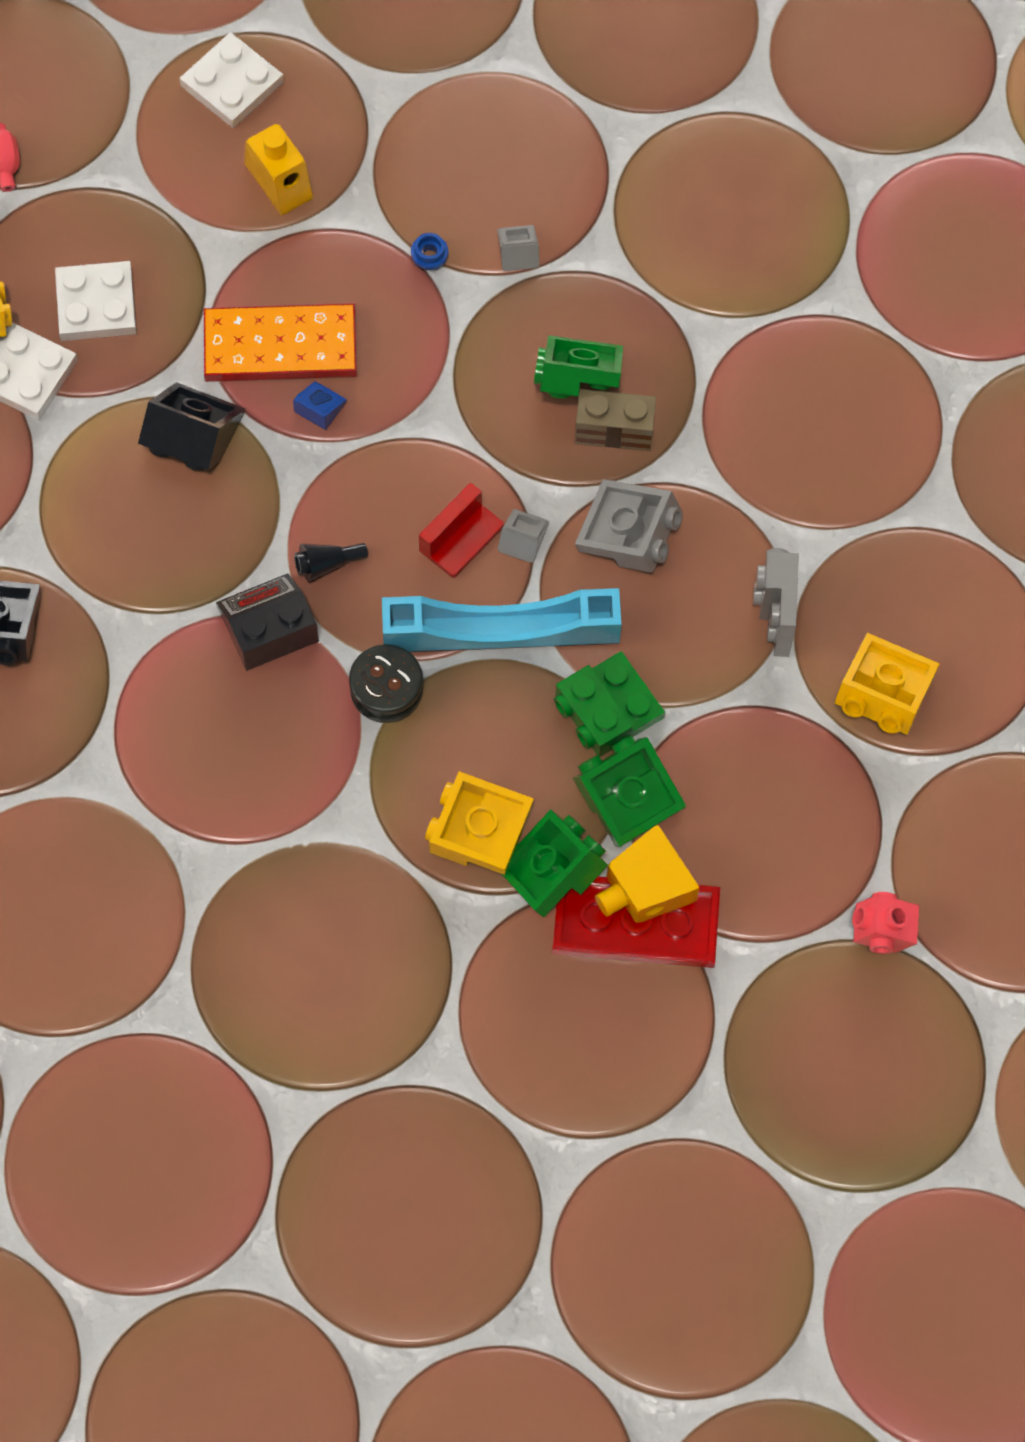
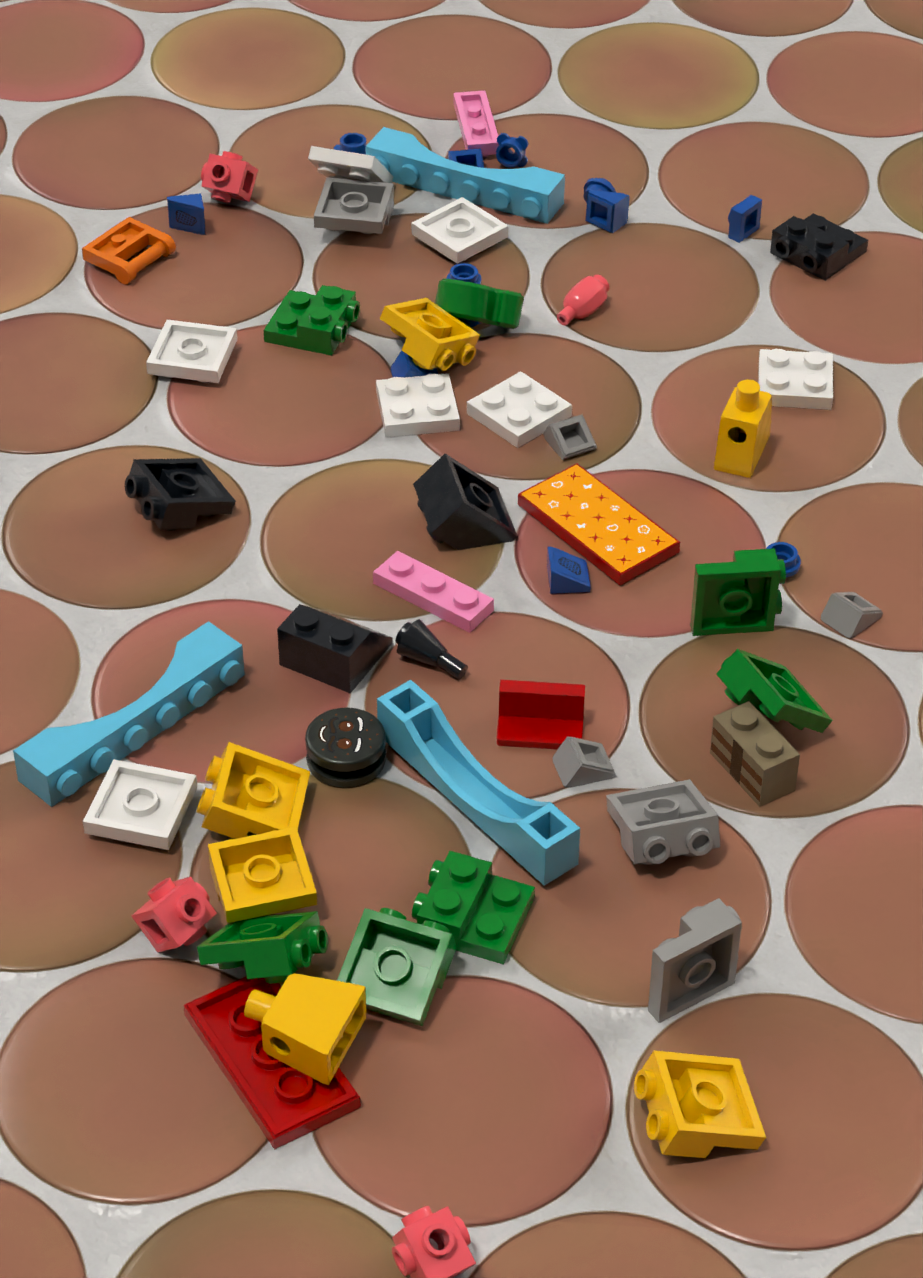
camera: 55 degrees right, 25 degrees down
(163, 289) = (570, 437): none -> light grey slope
(241, 885) = (70, 756): none -> medium azure arch
(259, 510) = (433, 591): none -> bright pink plate
(331, 861) = (140, 804): none -> white plate
(390, 779) = (251, 793): none -> yellow plate
(461, 310) = (738, 594): none -> green plate
(471, 904) = (175, 914): none -> coral brick

